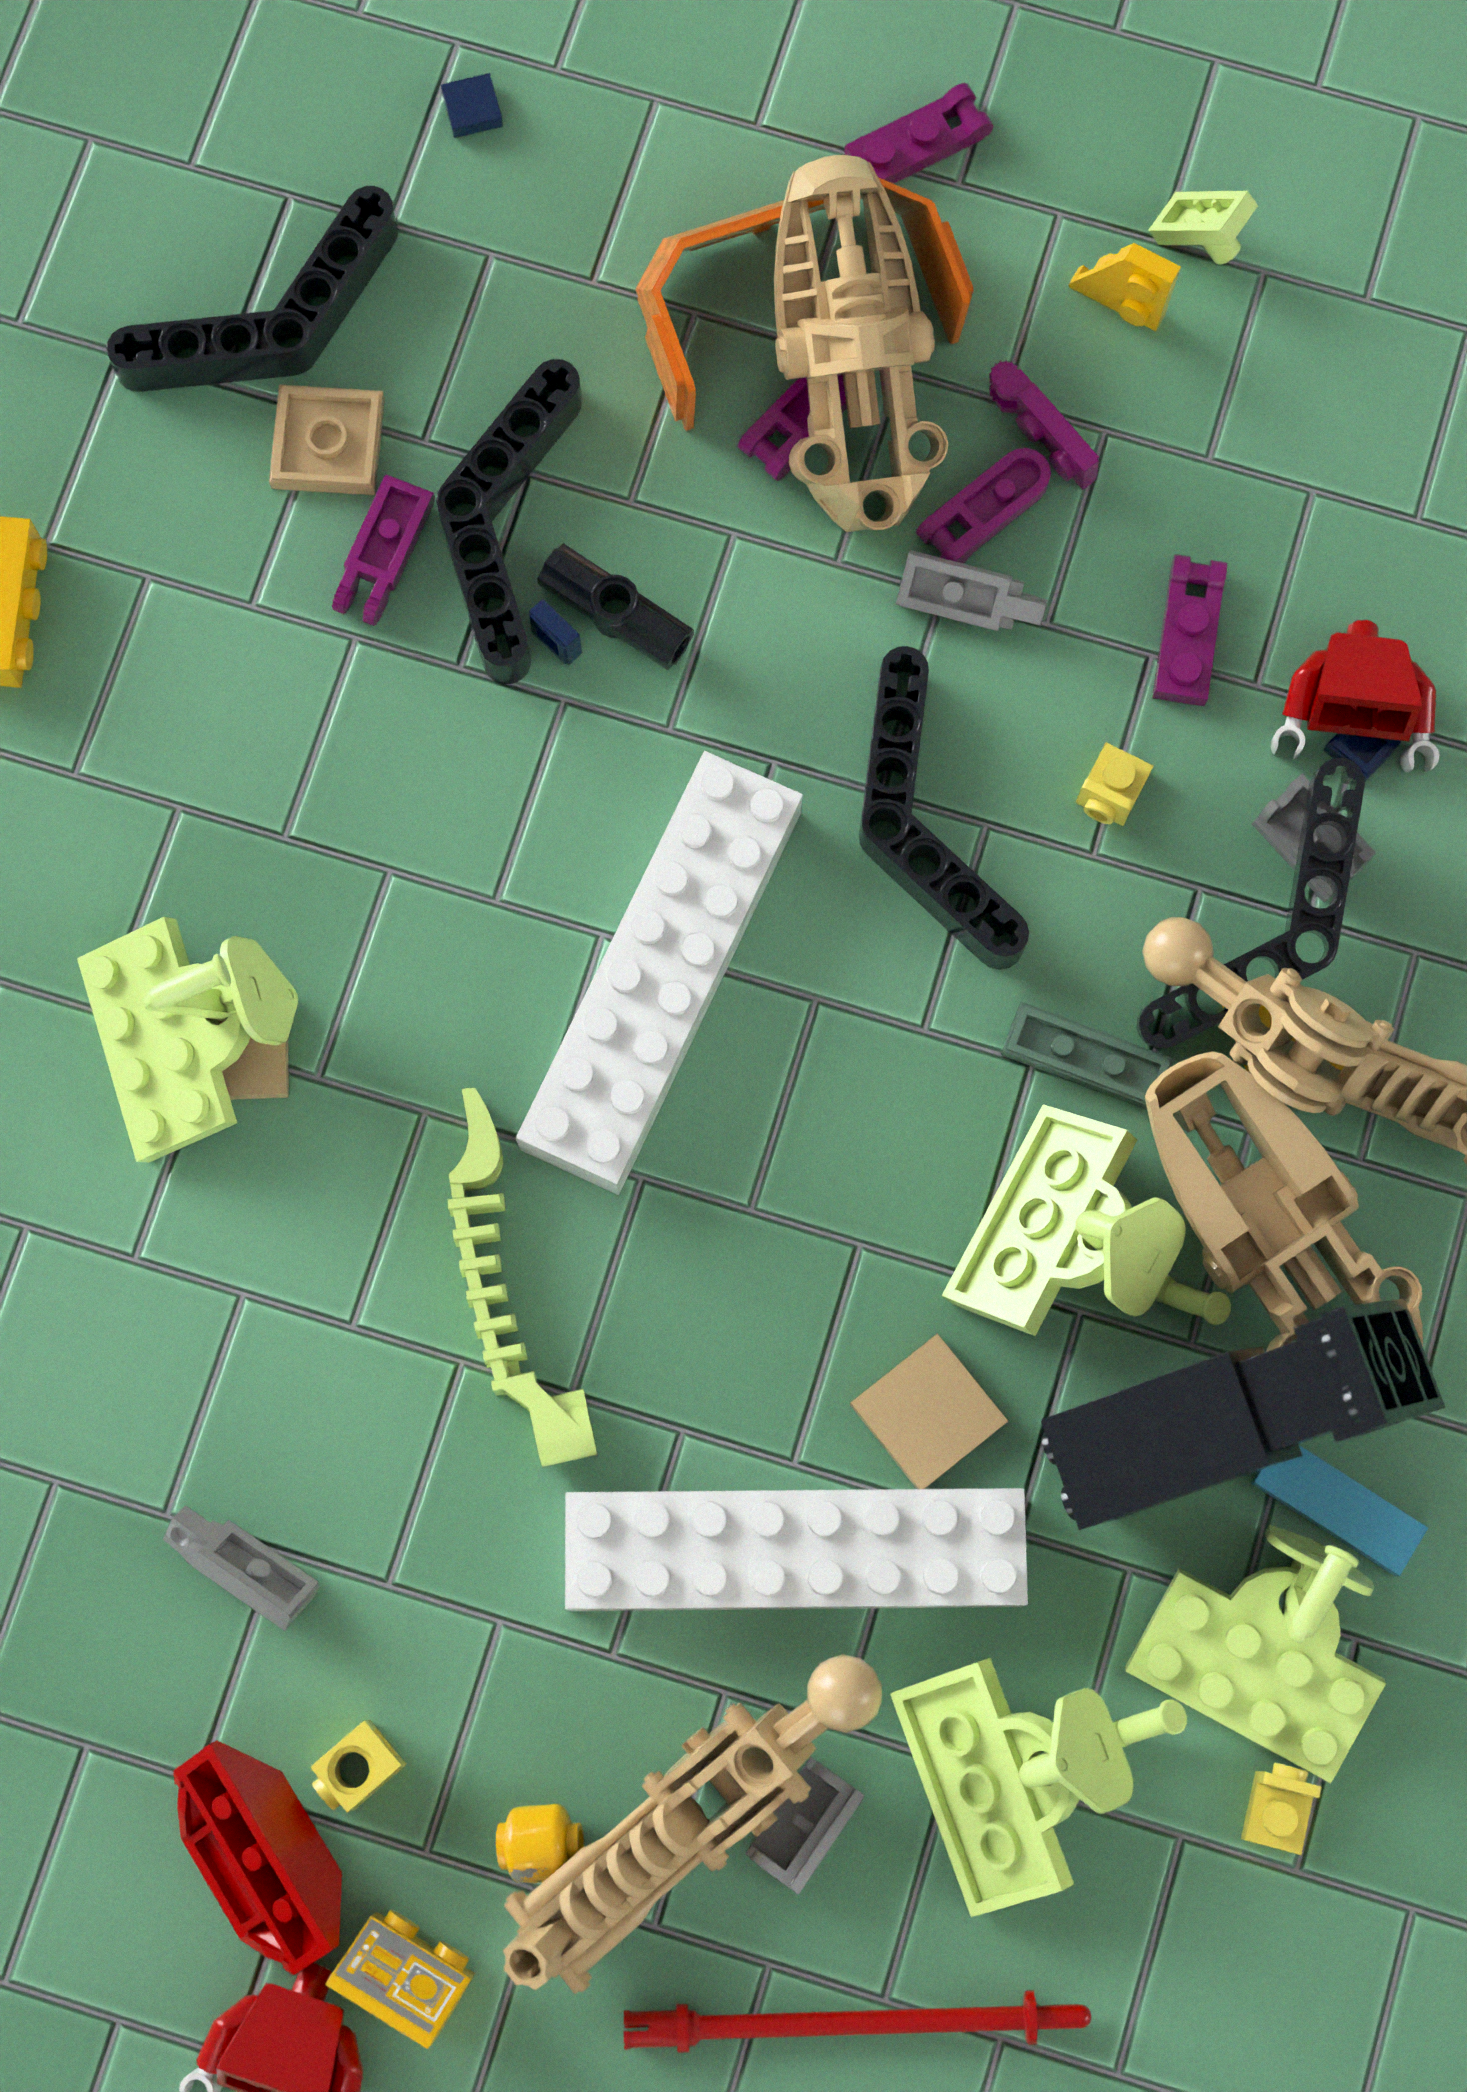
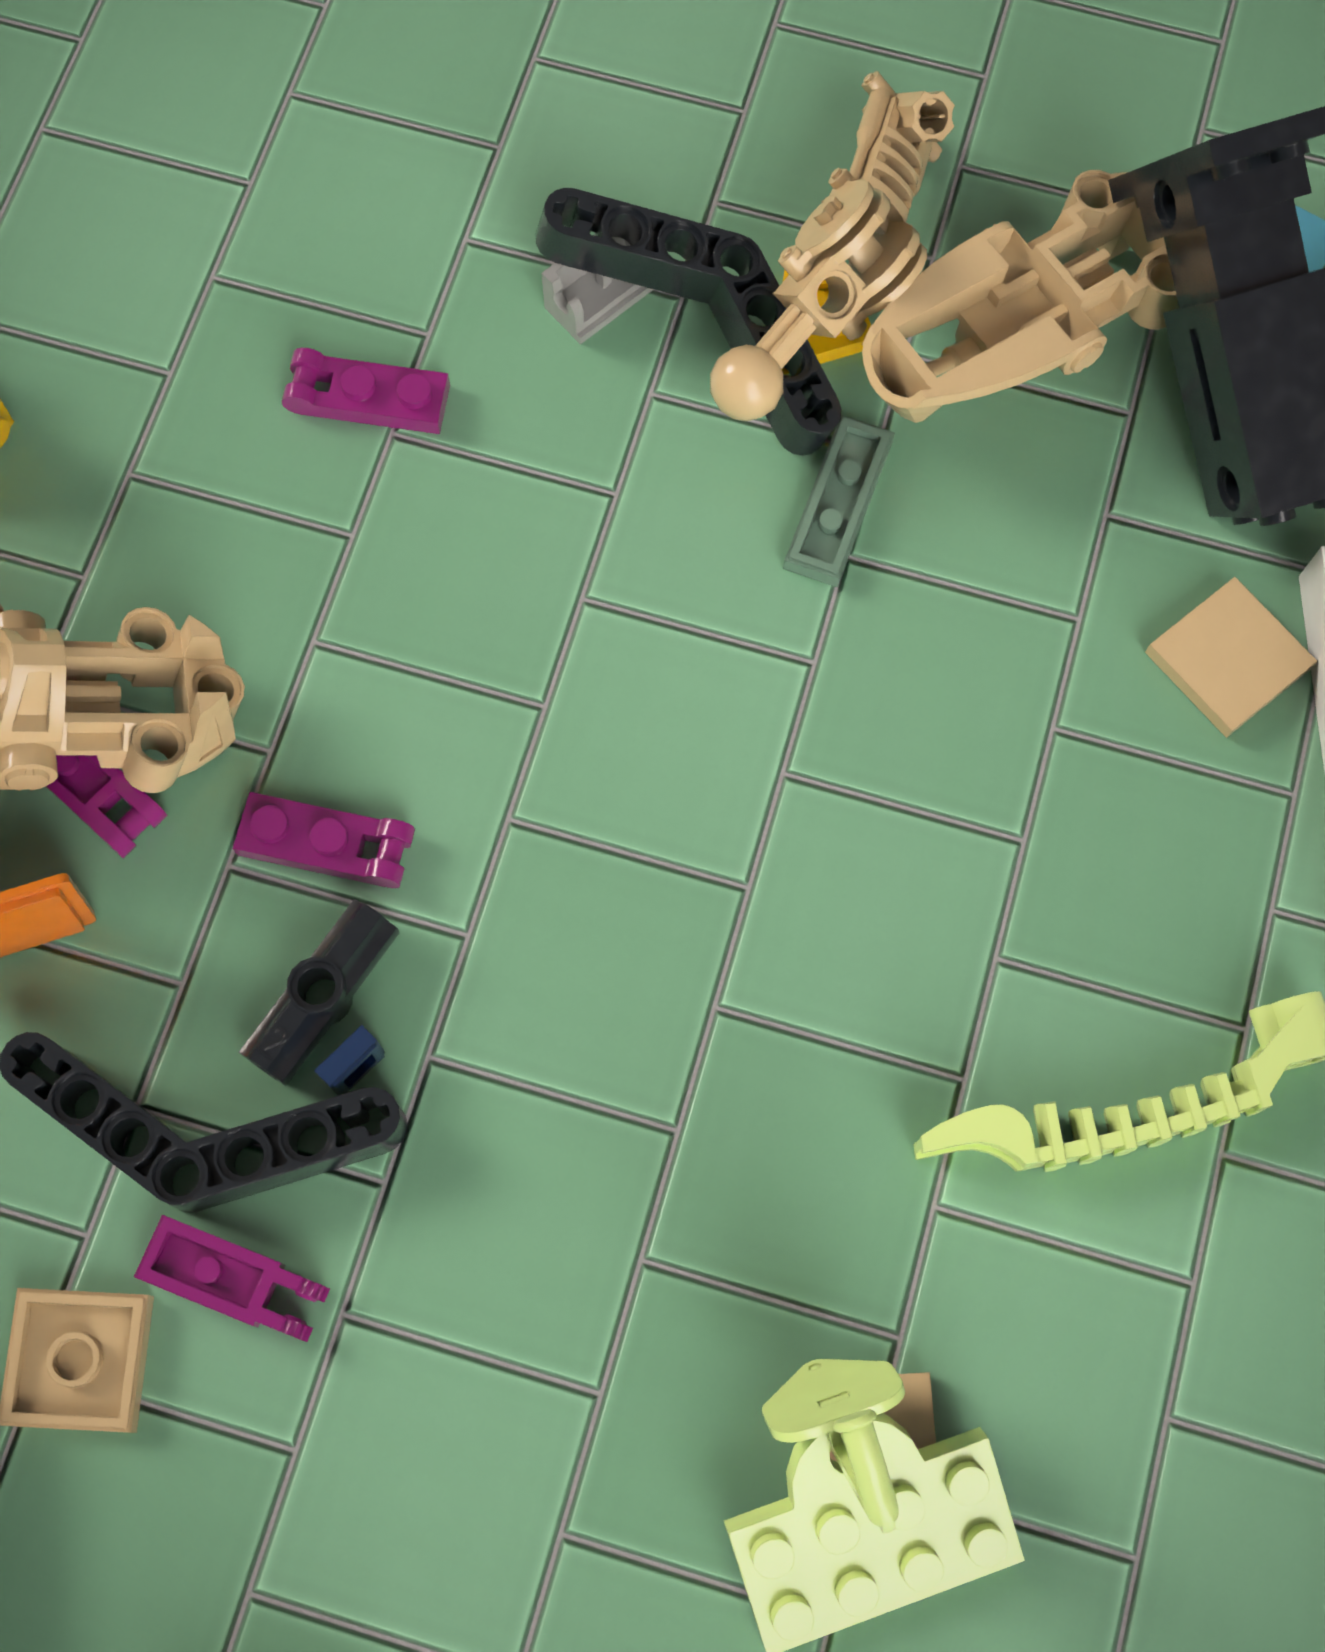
camera: 90 degrees left, 5 degrees down
(660, 973) = (771, 931): white brick -> none
(753, 605) = (322, 840): none -> magenta plate
(915, 839) = (573, 674): black beam -> none
(966, 593) = (319, 608): light grey hinge -> none
(988, 504) = (214, 586): magenta plate -> none
(1042, 421) = (119, 525): magenta hinge -> none
(1050, 1217) = (1032, 522): yellowish green plate -> none
(1113, 785) = (542, 468): light yellow bracket -> none
(1365, 690) = (445, 226): red torso -> none
(1366, 752) = (498, 238): dark blue tile -> none

